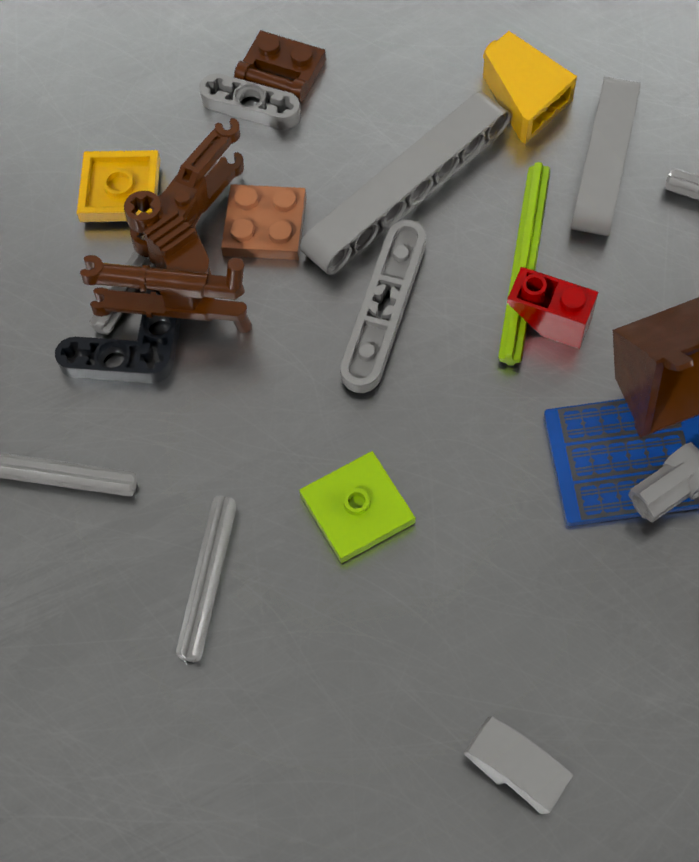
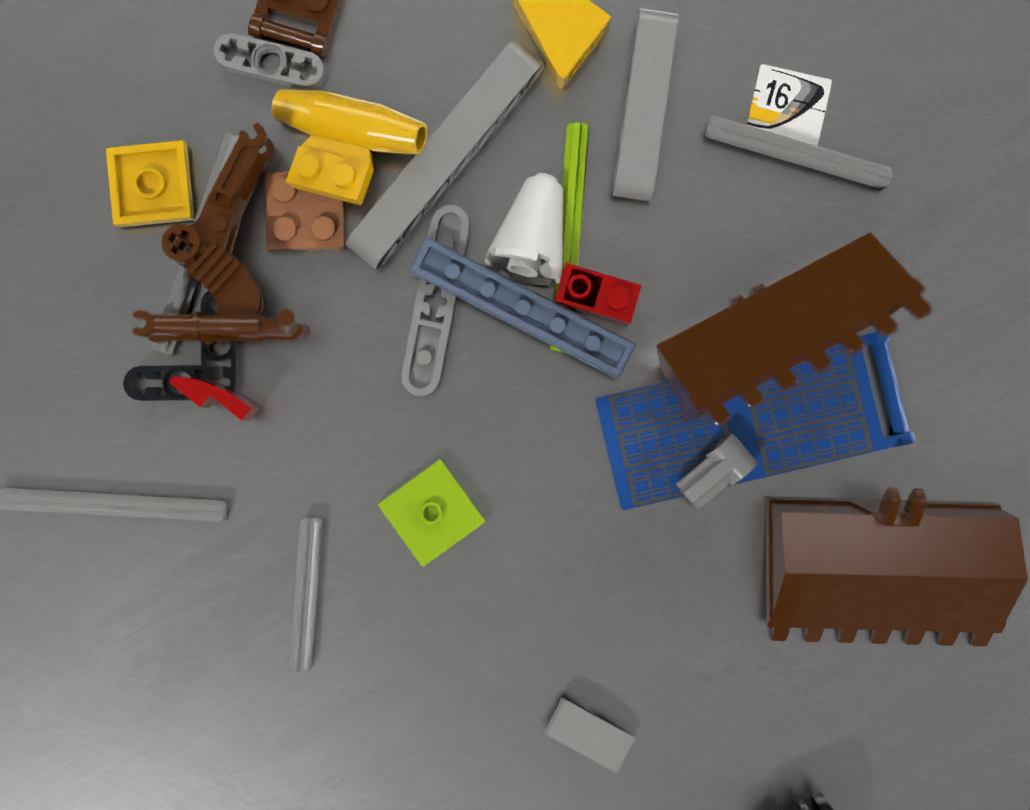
camera: 15 degrees left, 25 degrees up
(142, 356) = (206, 393): none -> red slope
(310, 153) = (343, 134): none -> yellow plate
(476, 312) = (522, 307): none -> sand blue tile
(484, 253) = (531, 234): none -> white cone

